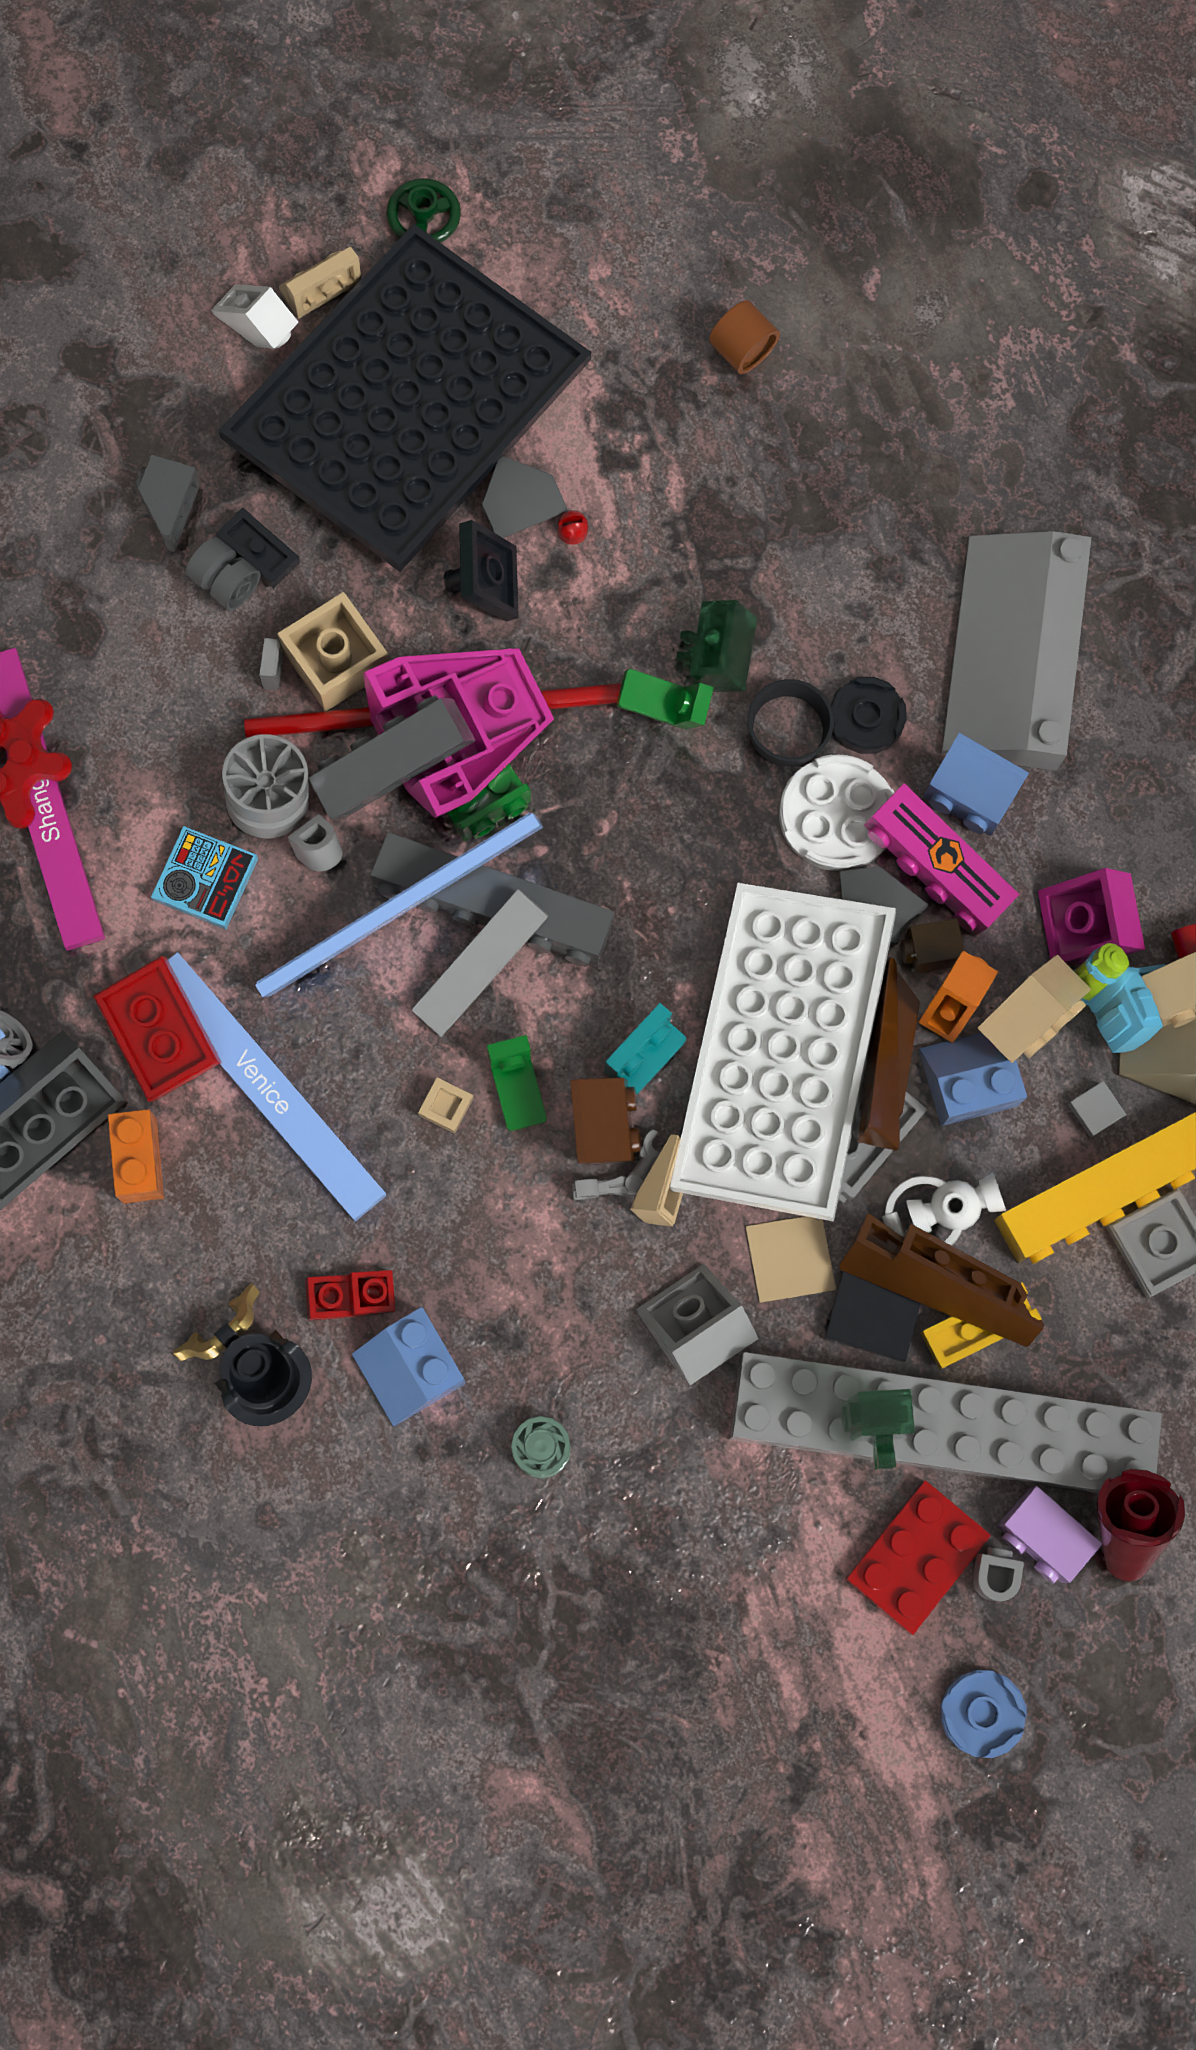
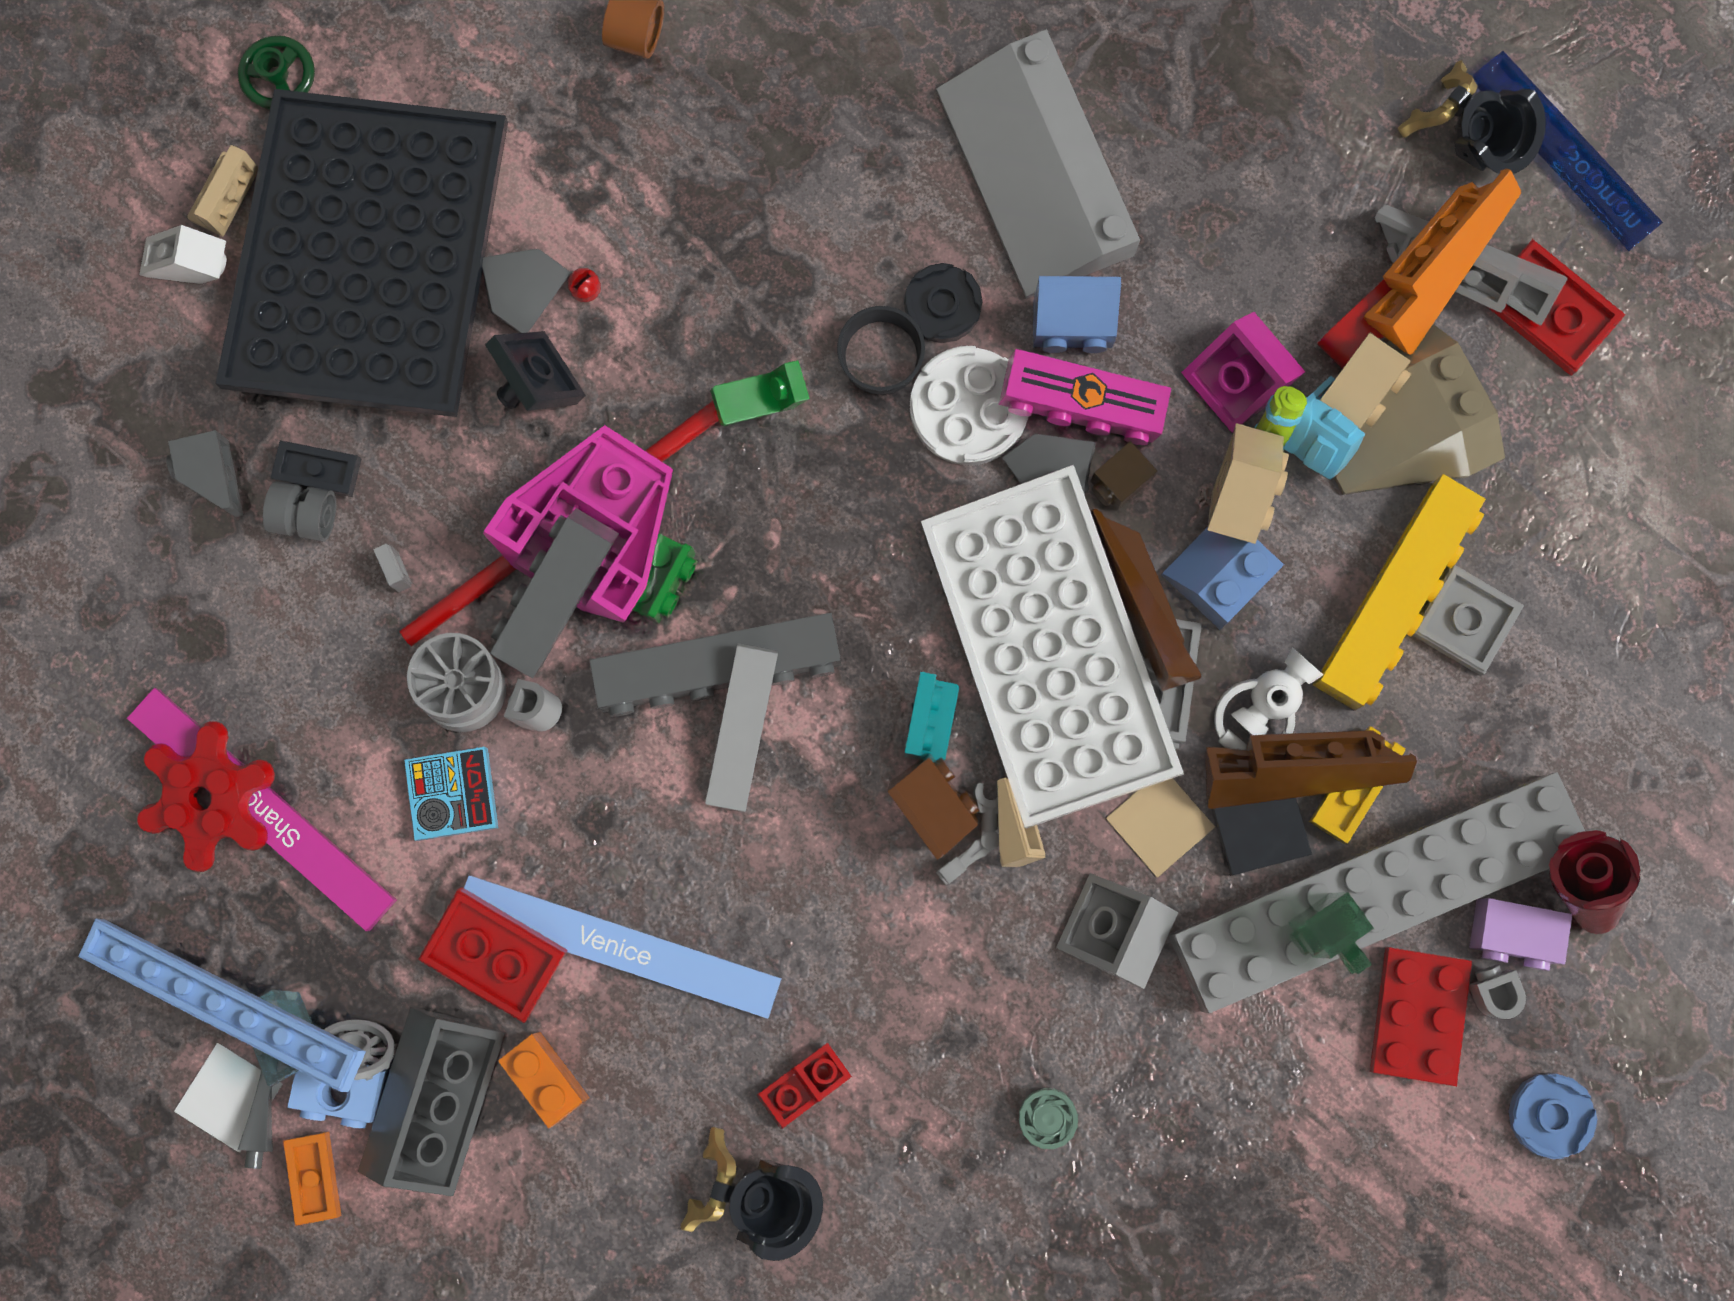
camera: 20 degrees left, 5 degrees up
(332, 650) = (441, 524): tan brick -> none
(399, 905) = (640, 720): light blue tile -> none
(408, 1366) = (893, 1118): medium blue slope -> none
(445, 1105) = (786, 870): tan plate -> none
(516, 1083) = (837, 815): green bracket -> none
(721, 645) = (781, 317): clear green brick -> none
(958, 996) = (1173, 510): orange brick -> none
(1096, 1109) = (1344, 536): light grey tile -> none

